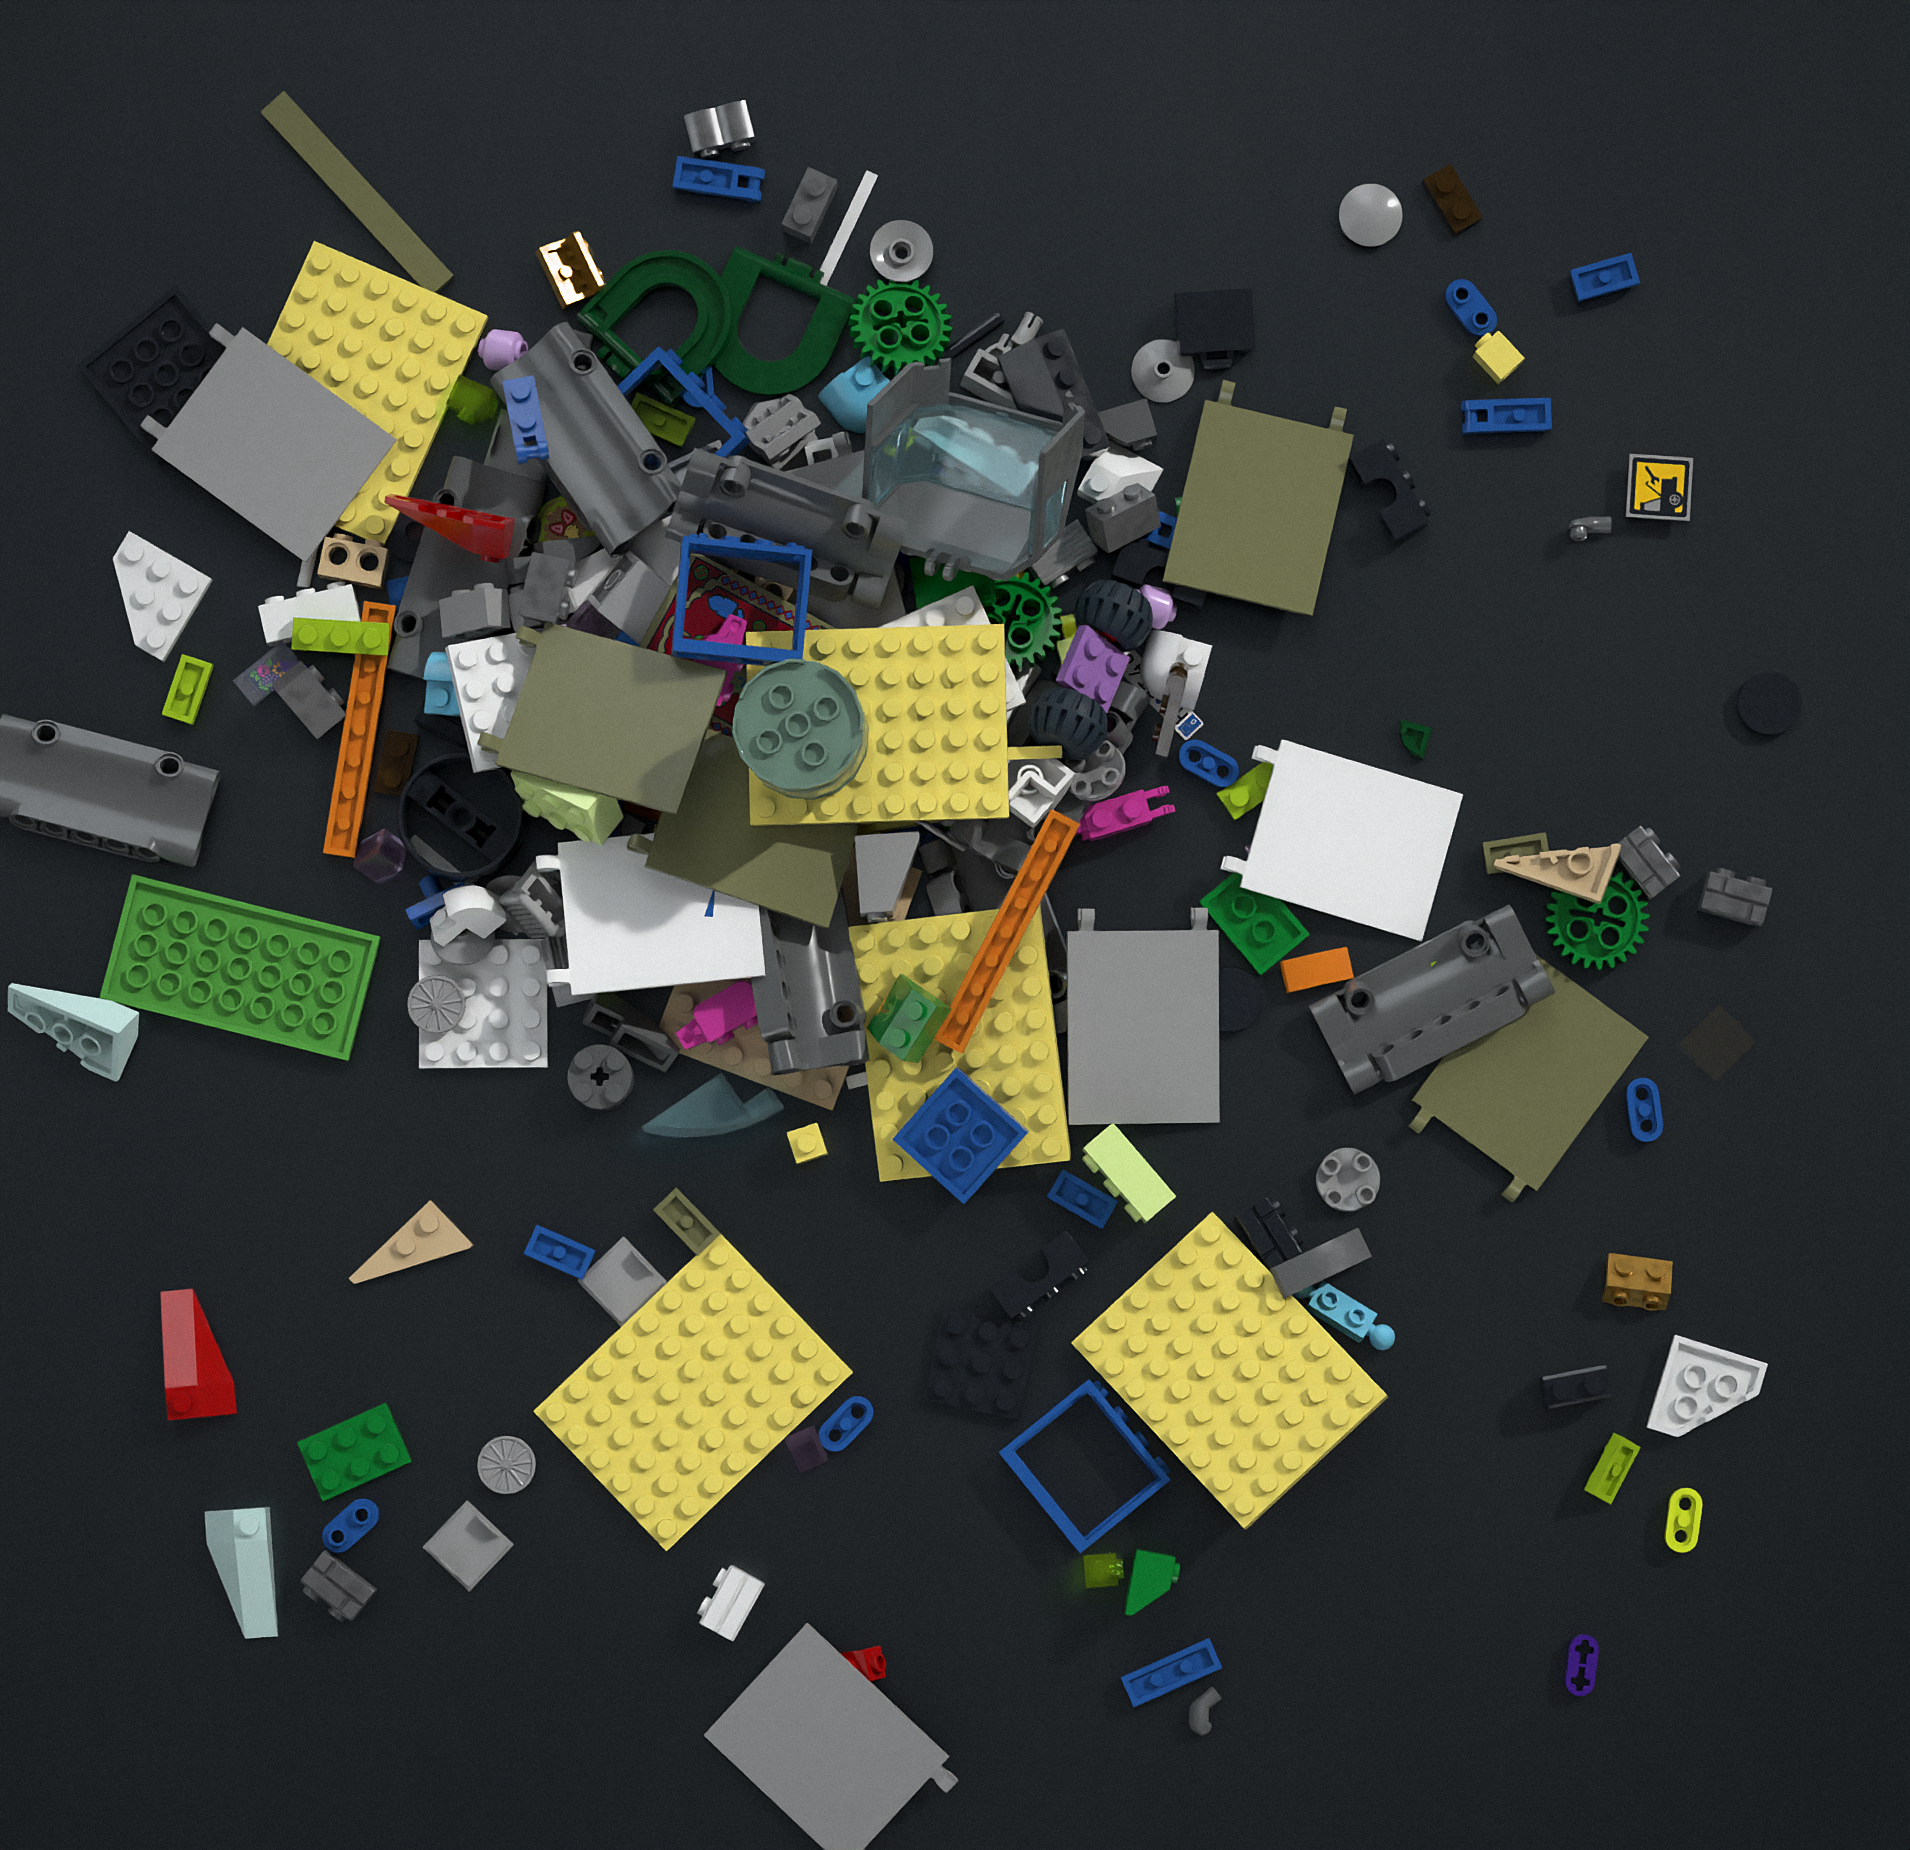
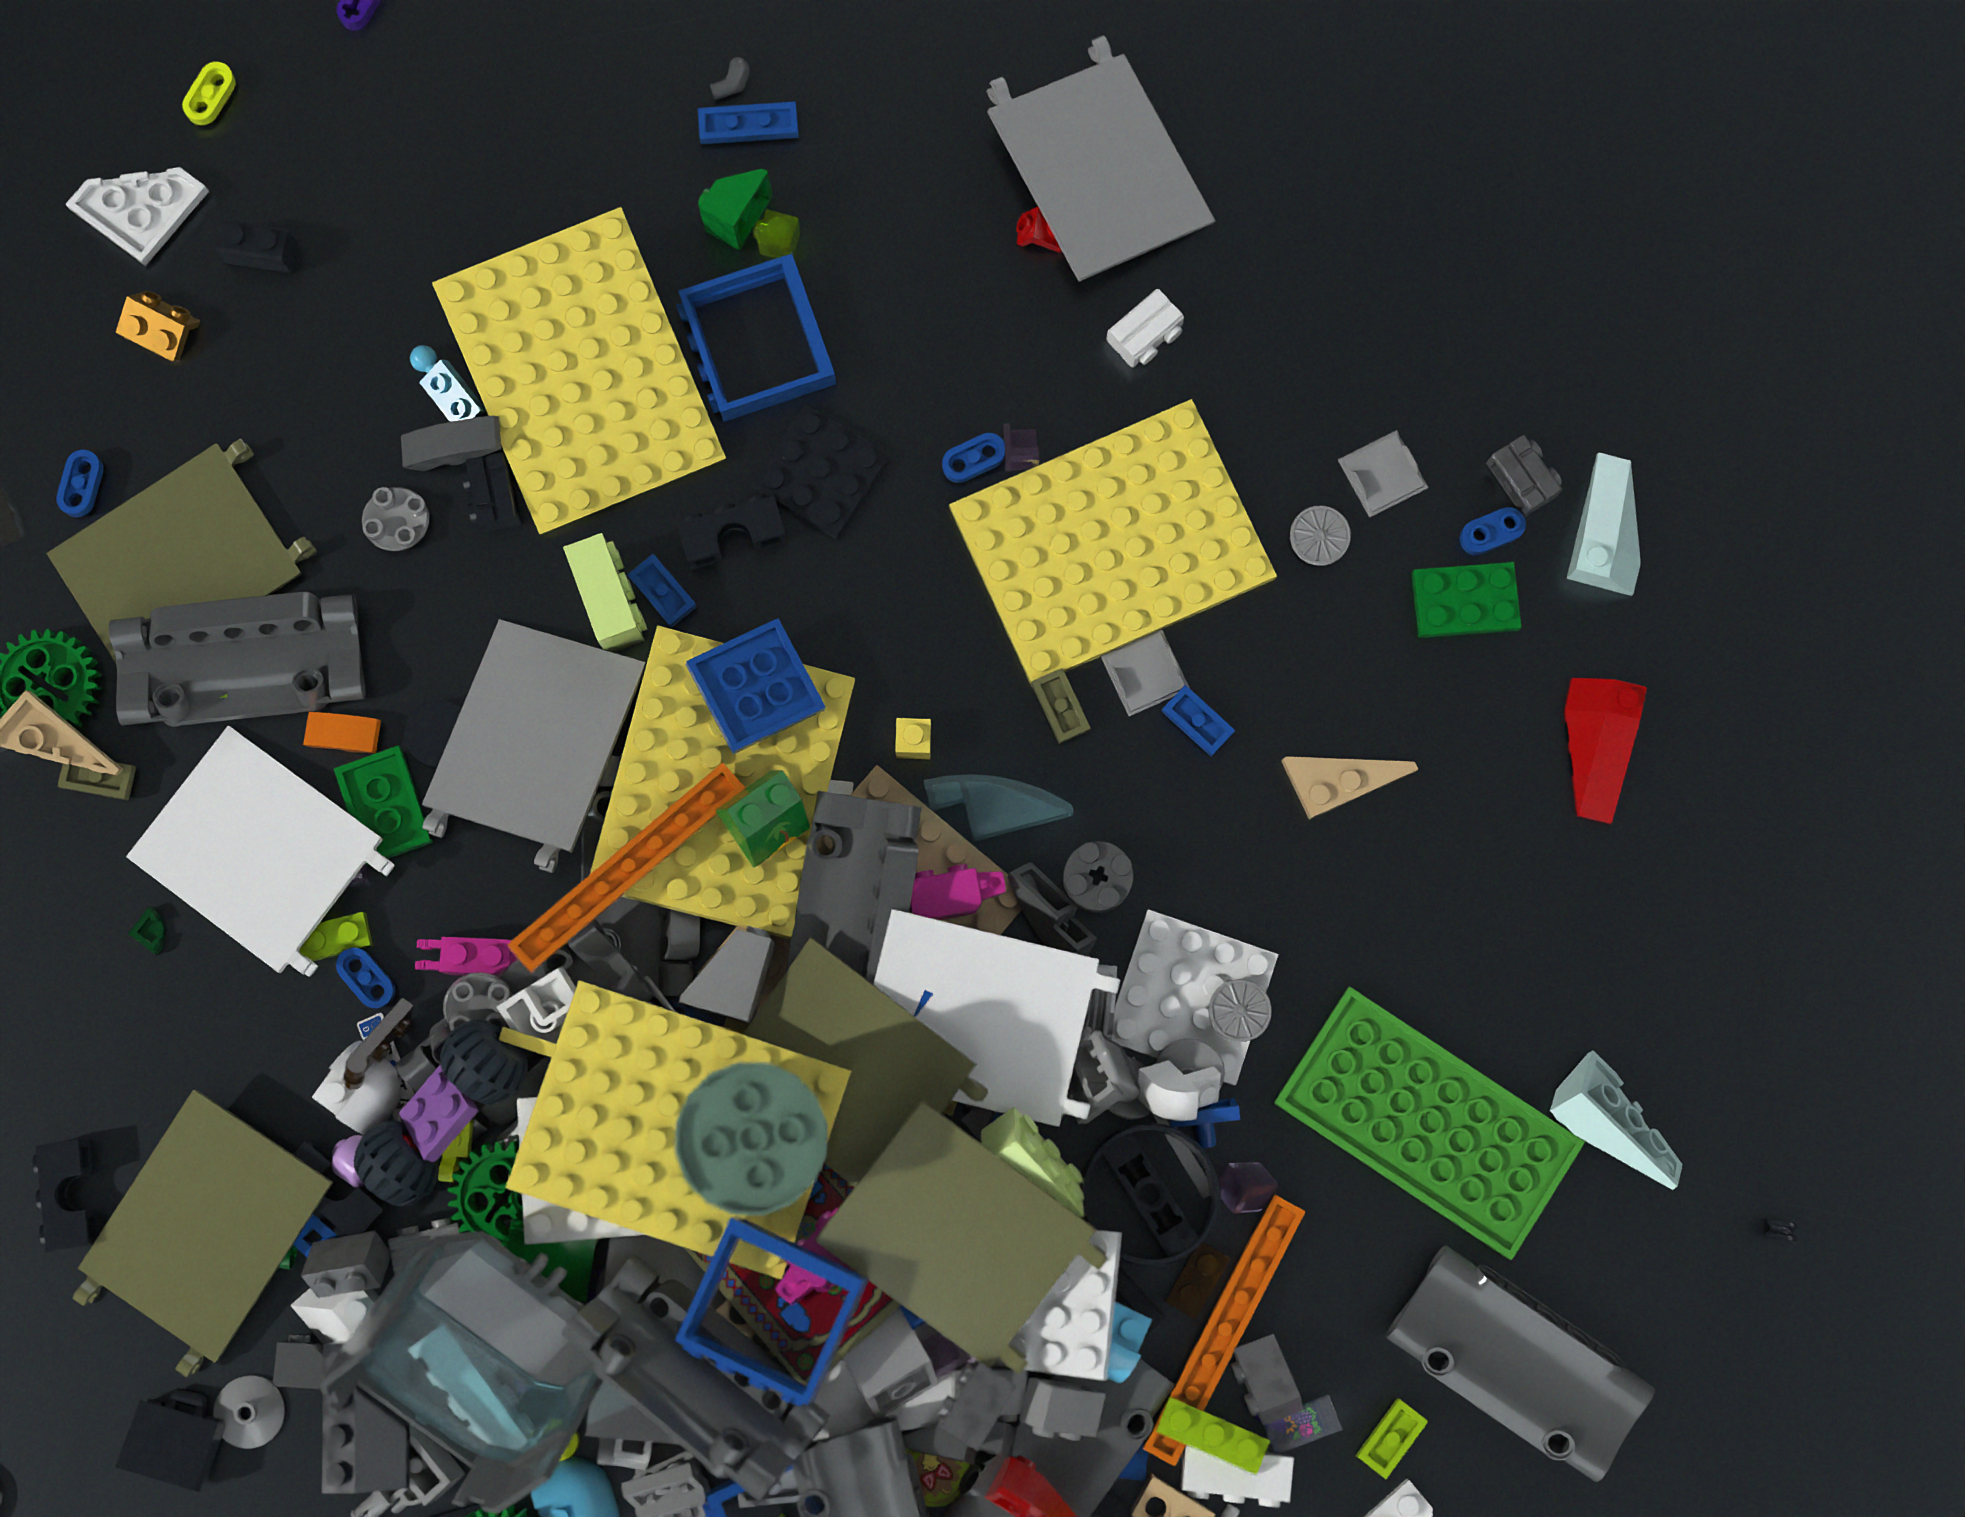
camera: 165 degrees left, 5 degrees down
(1612, 1468) = (246, 170): lime plate -> none

